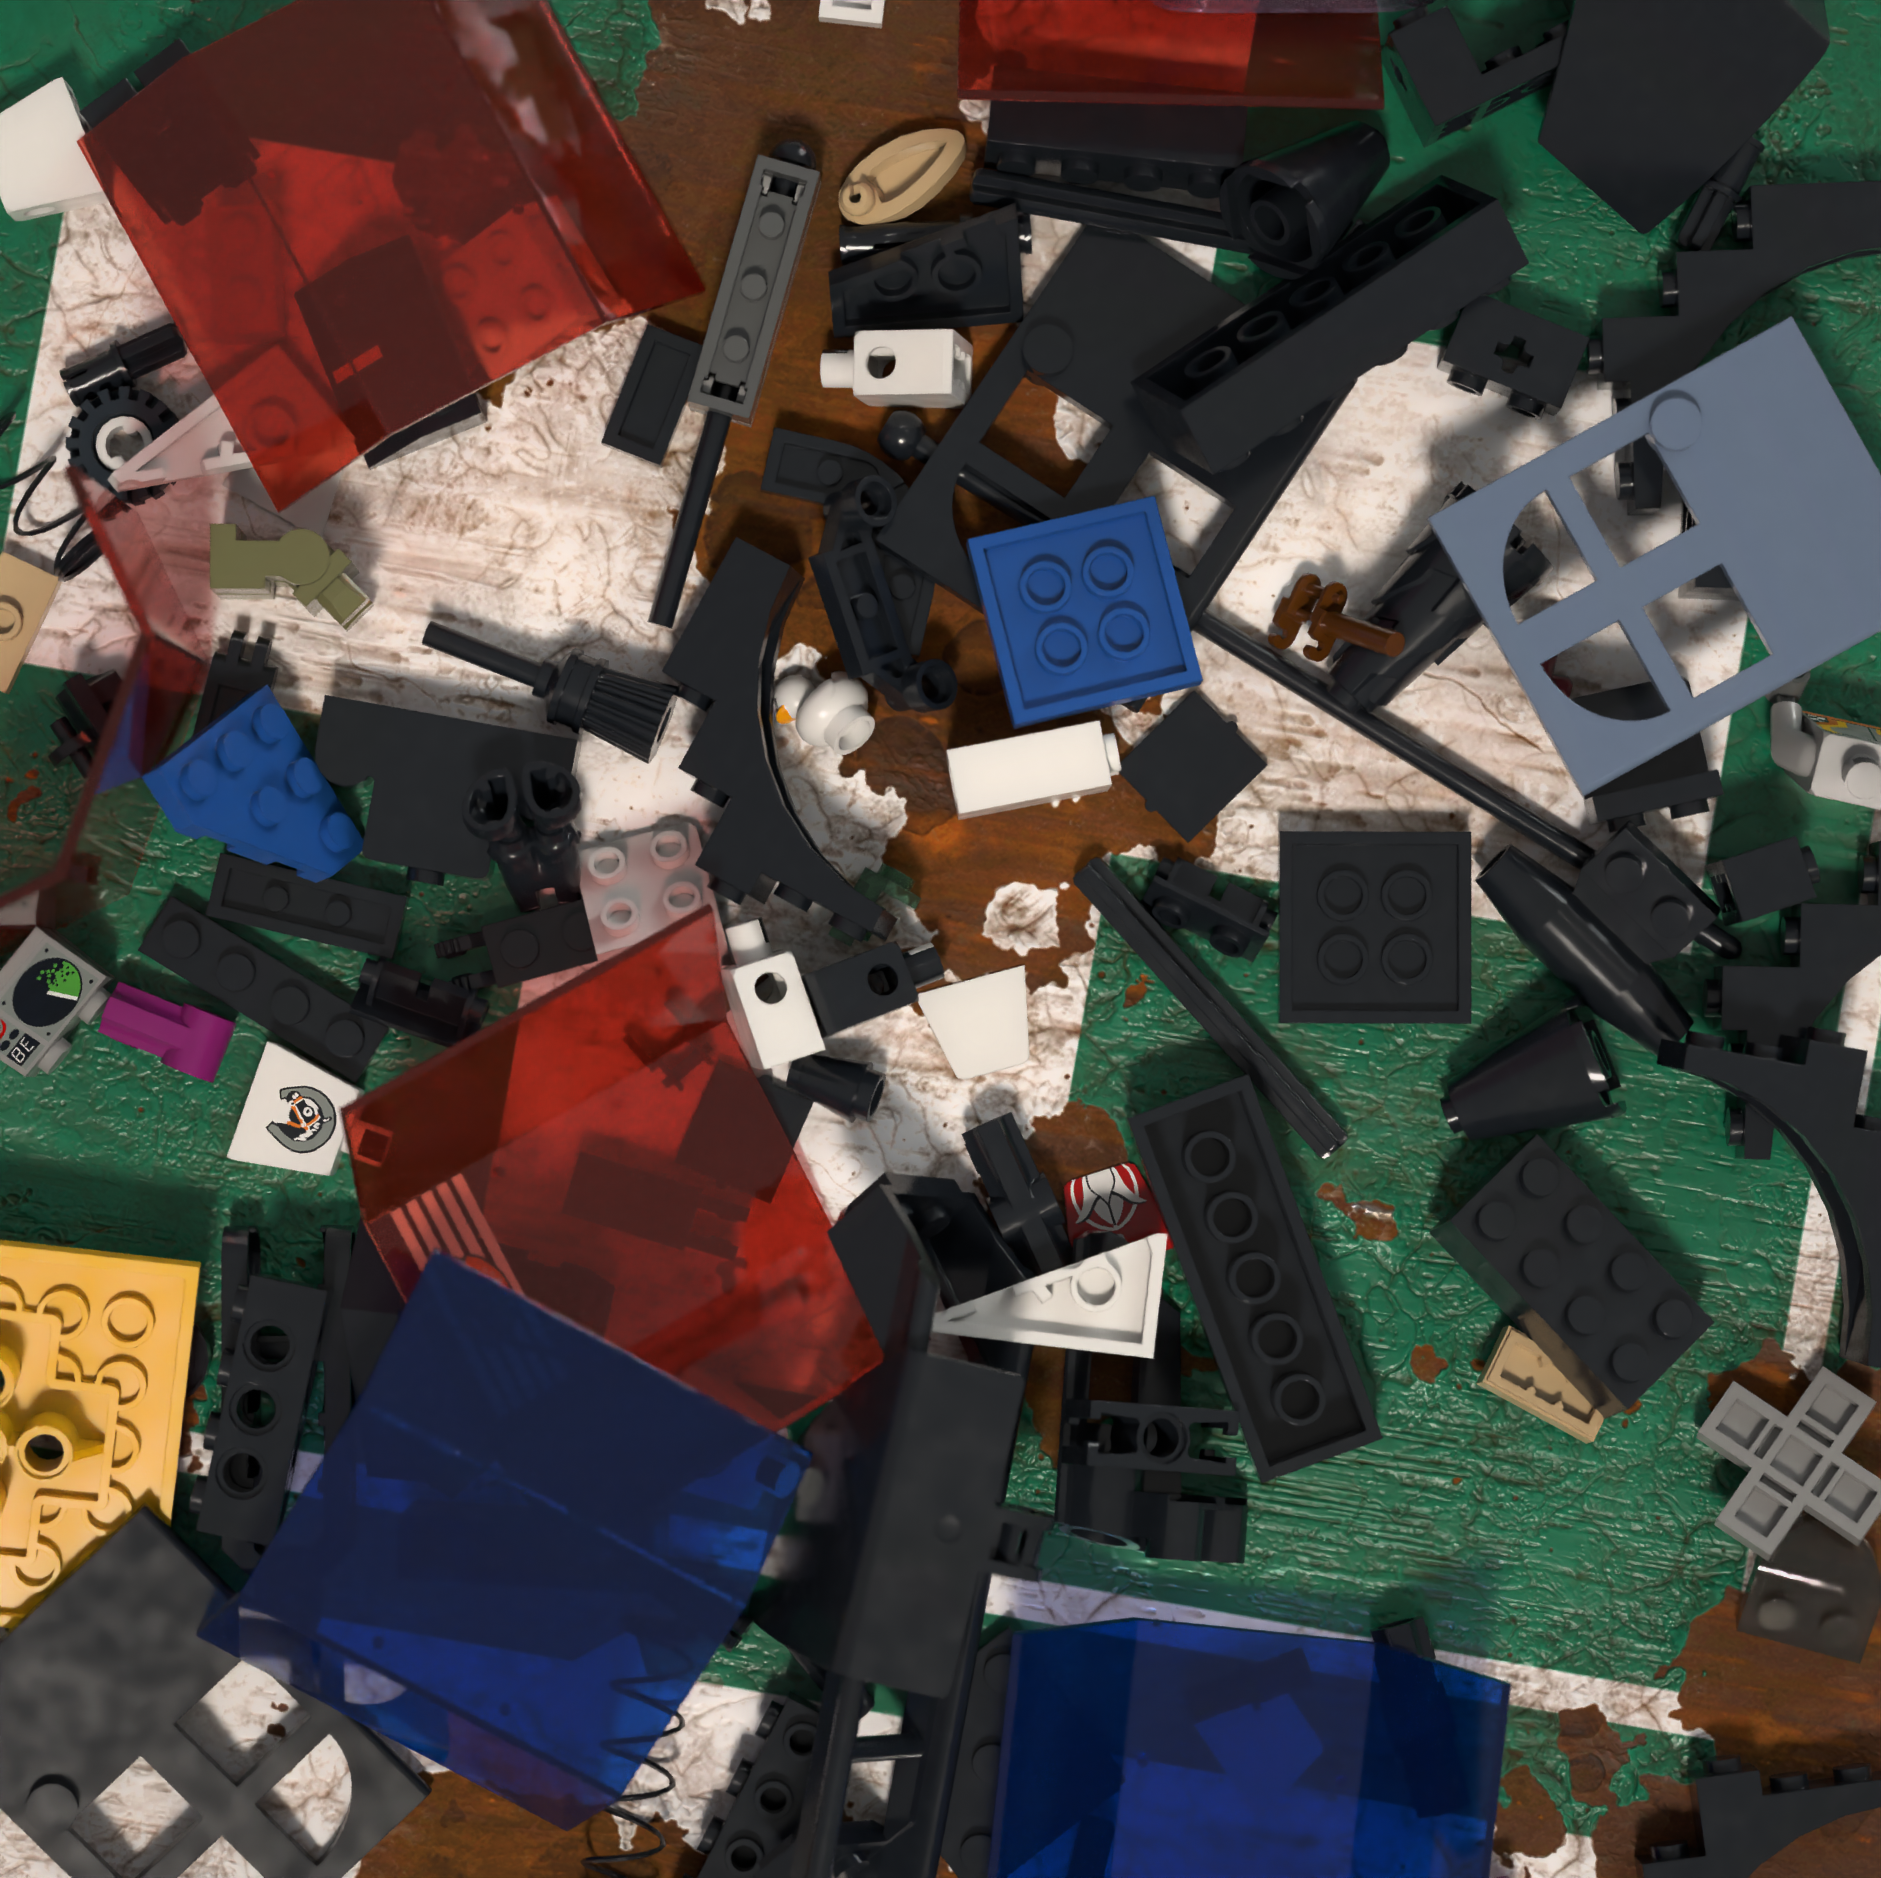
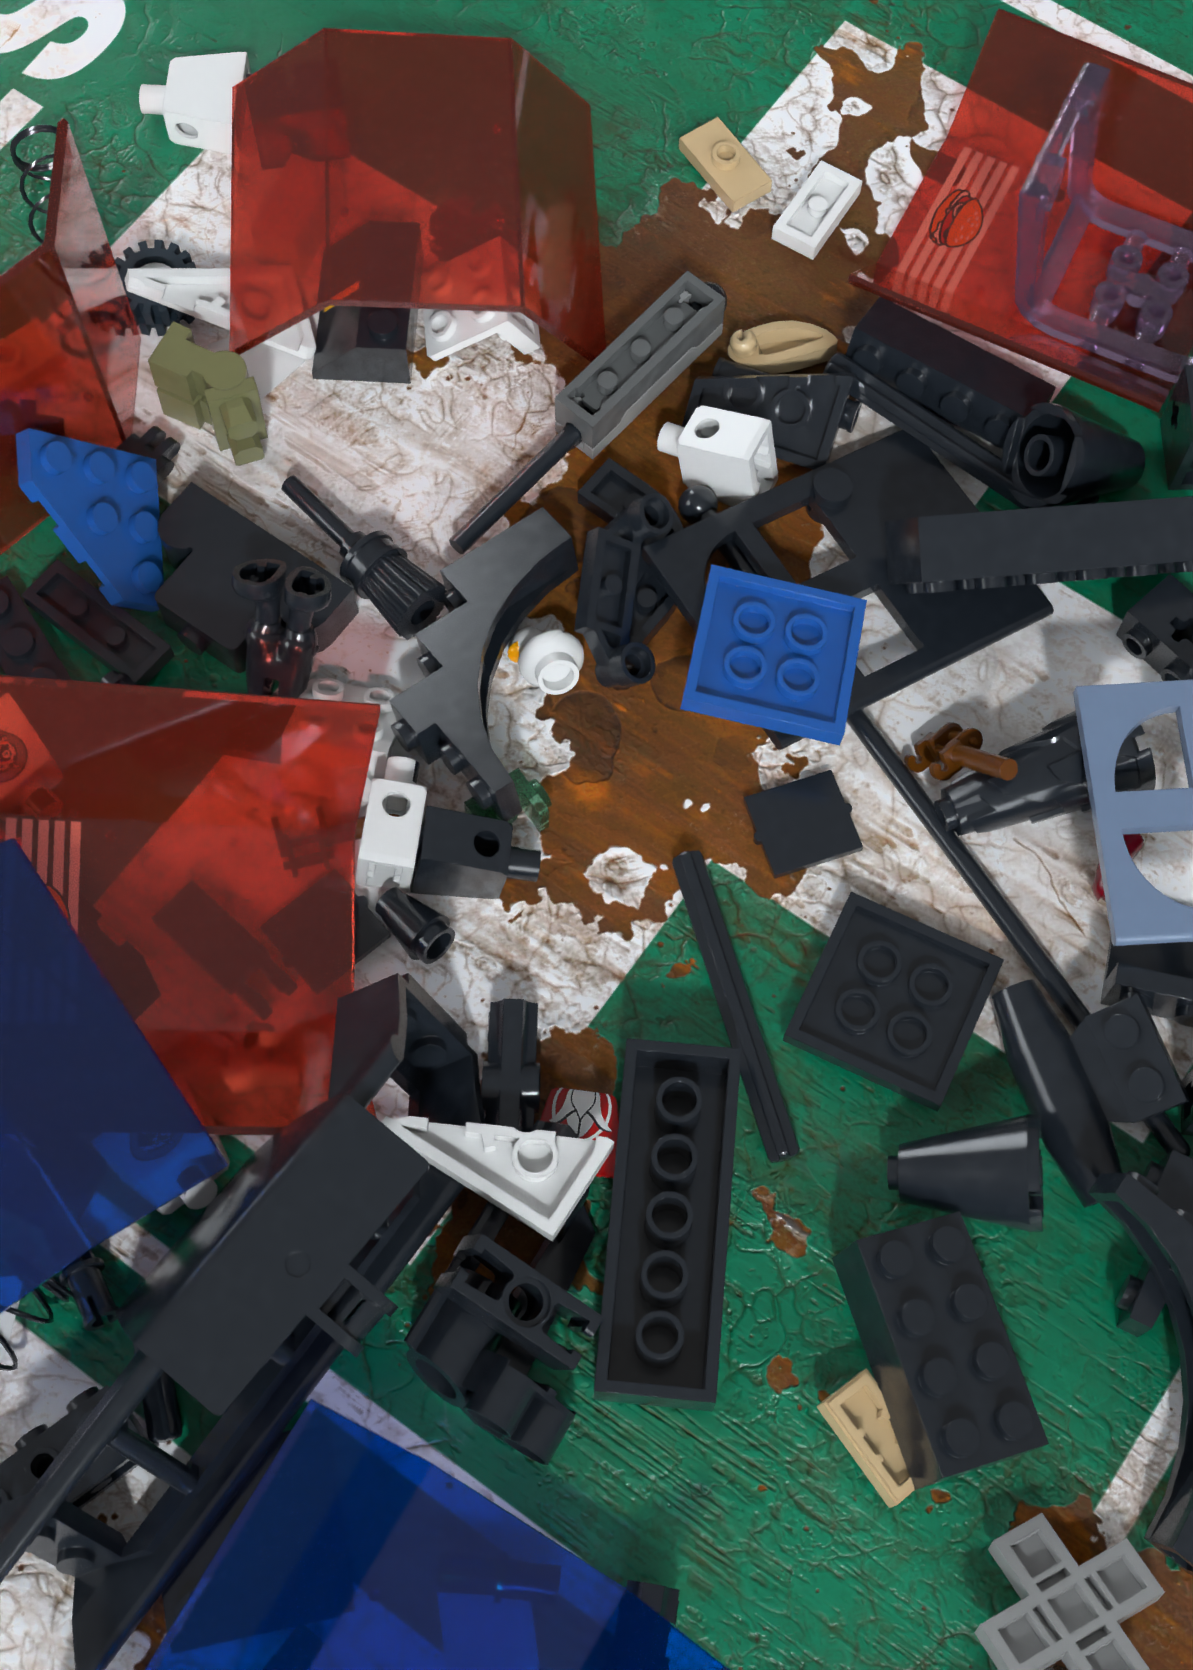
camera: 30 degrees right, 20 degrees down
(123, 363) = (193, 239): black axle -> none
(653, 396) = (527, 415): black tile -> none
(980, 1022) = (549, 936): white sticker -> none
(1032, 769) = (679, 754): white brick -> none
(1181, 900) = (752, 912): black hinge -> none

